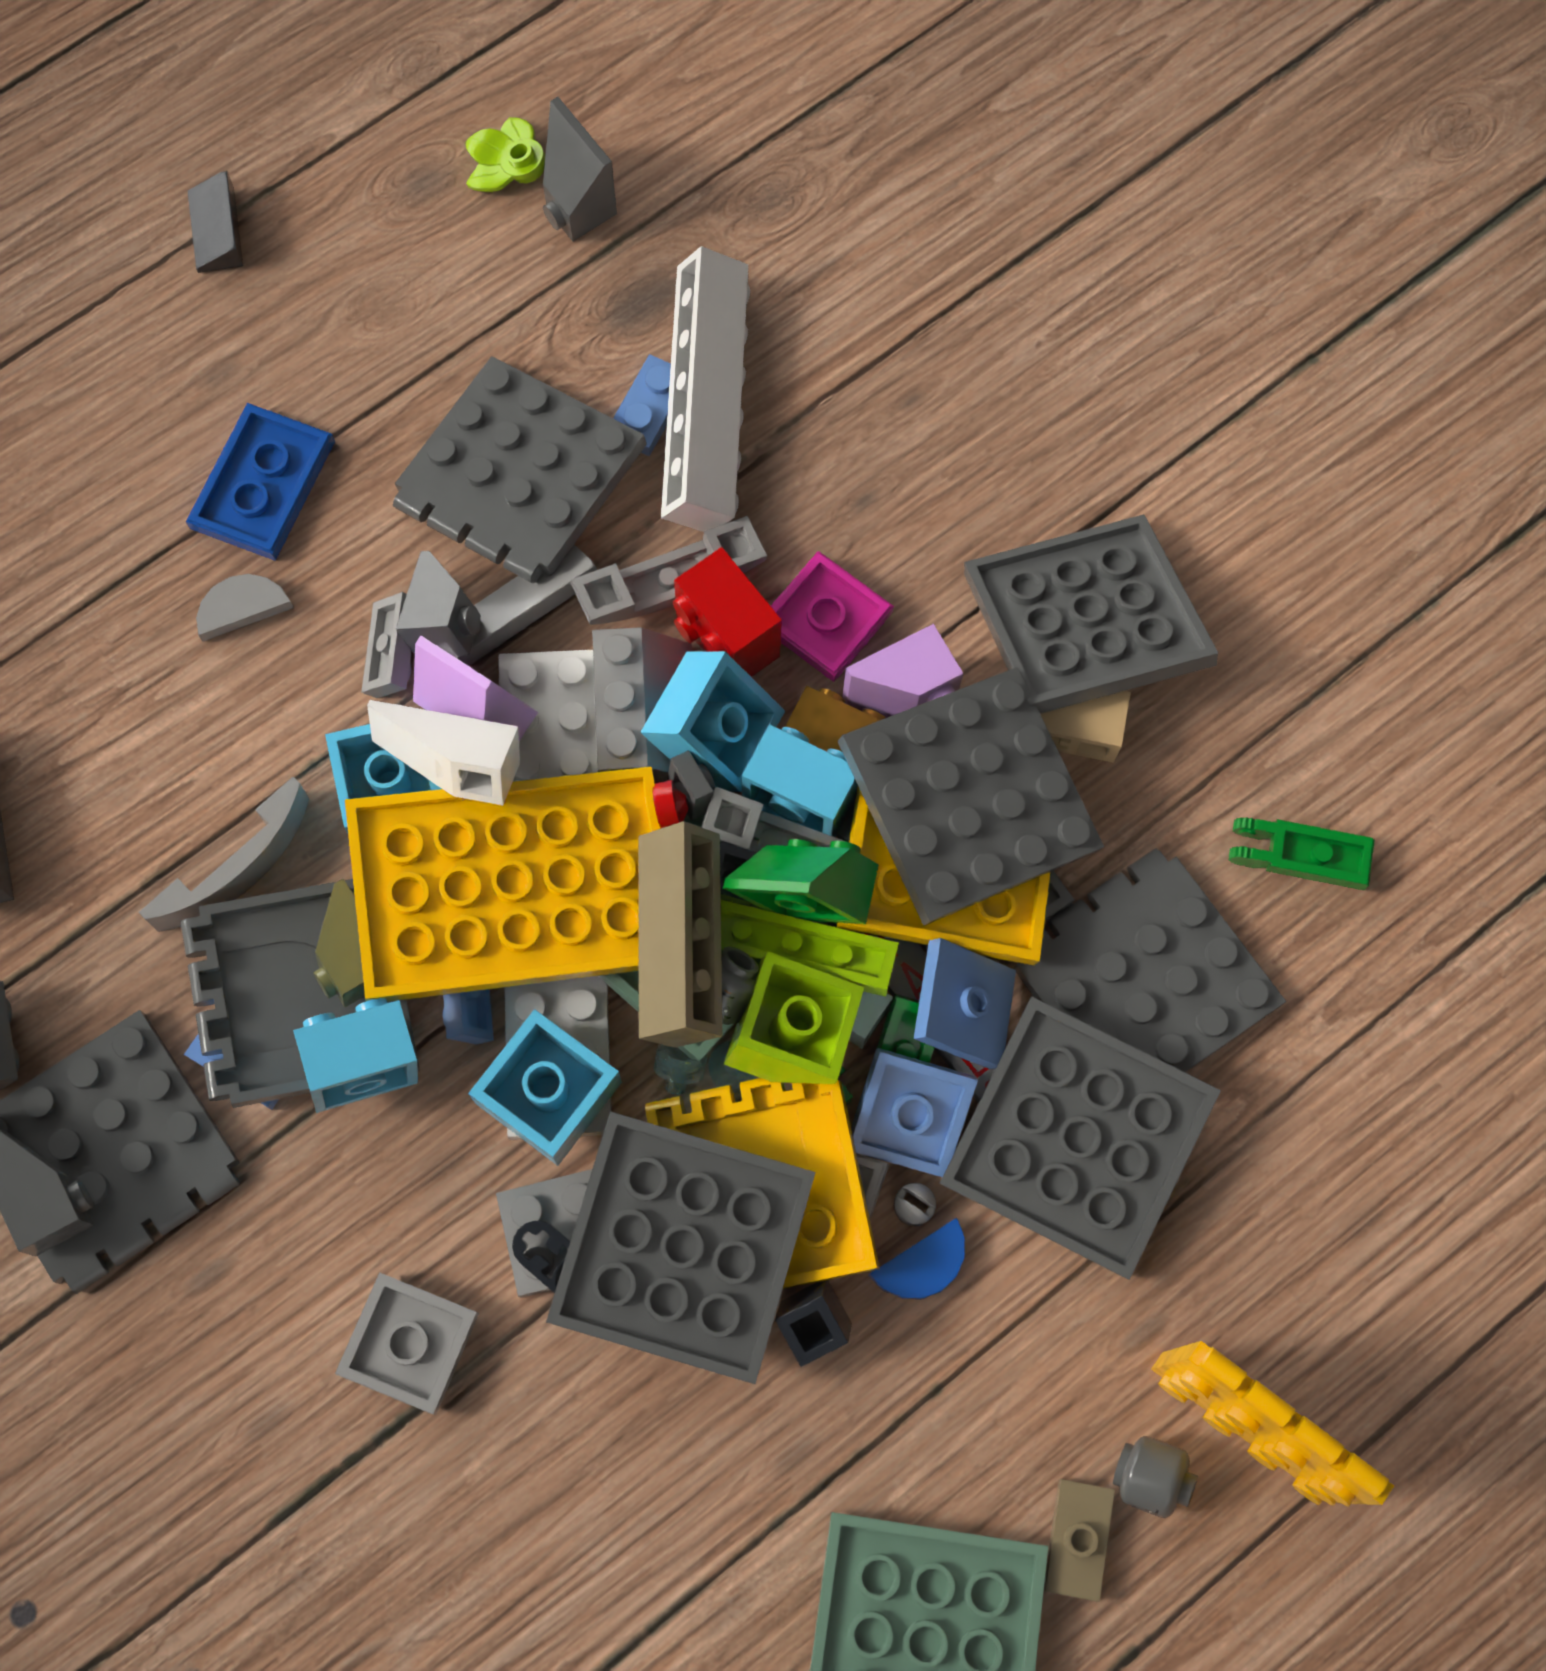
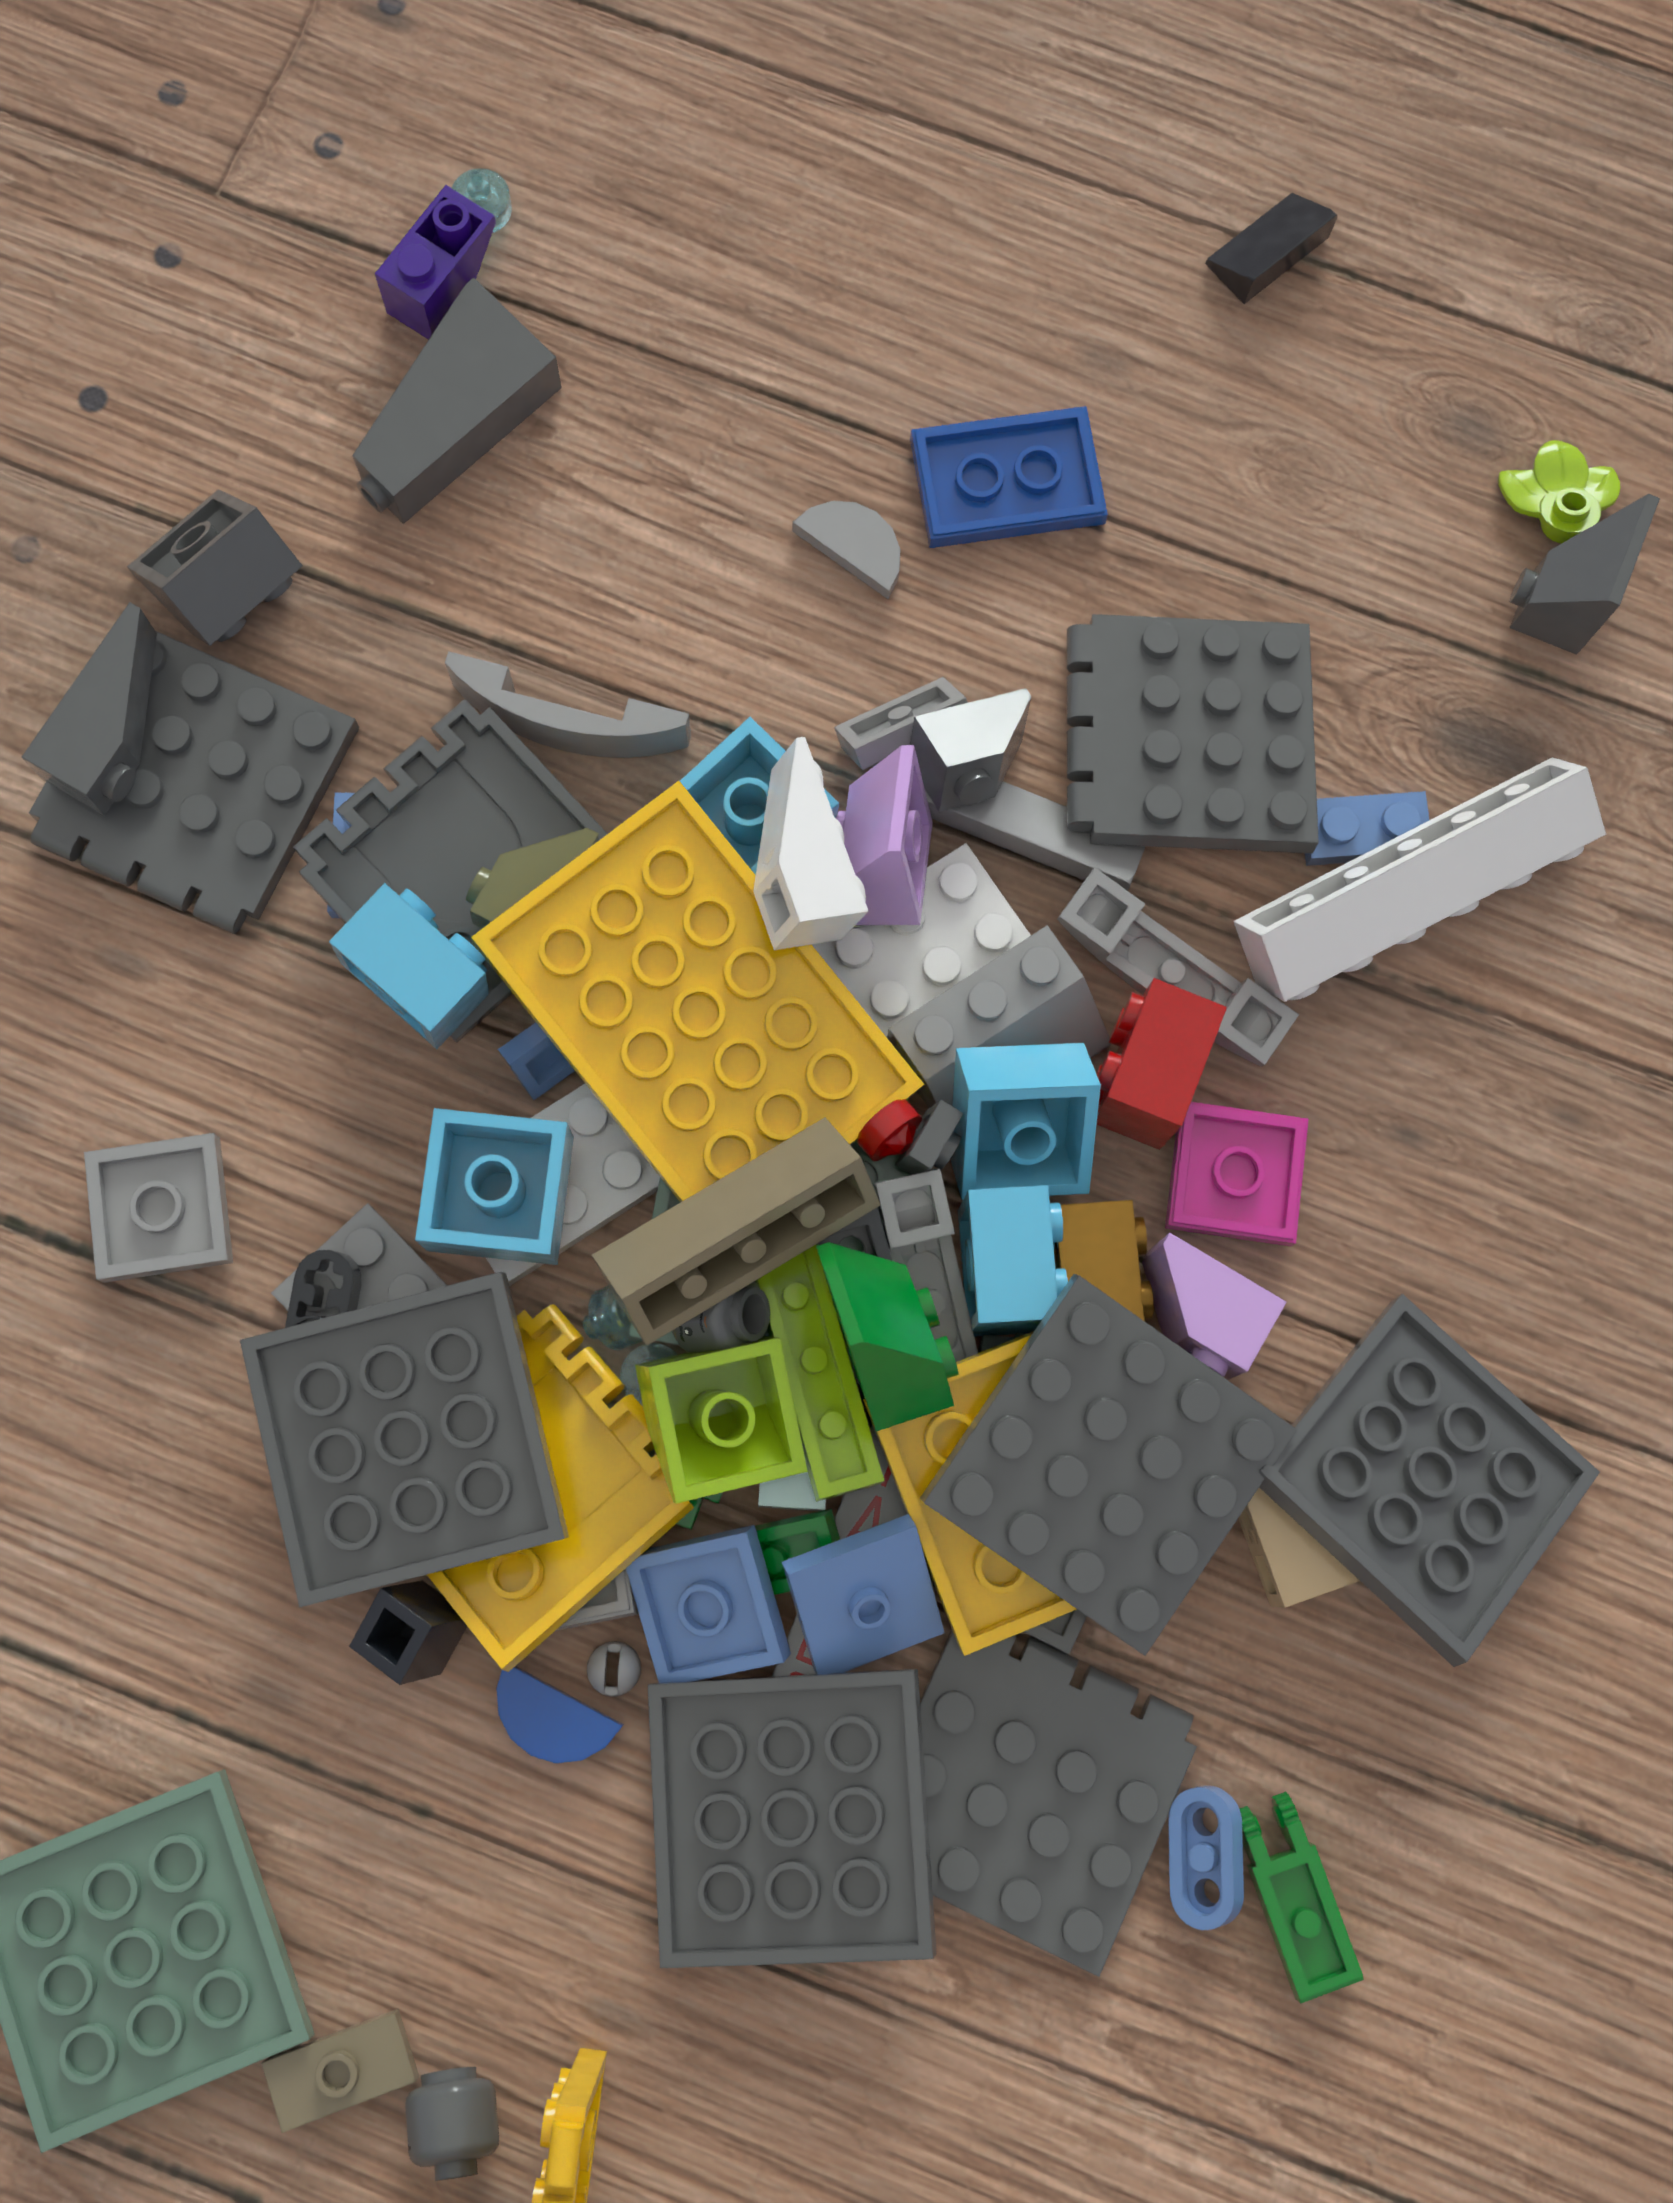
camera: 55 degrees right, 5 degrees up
(1245, 893) = (1205, 1855): none -> medium blue plate

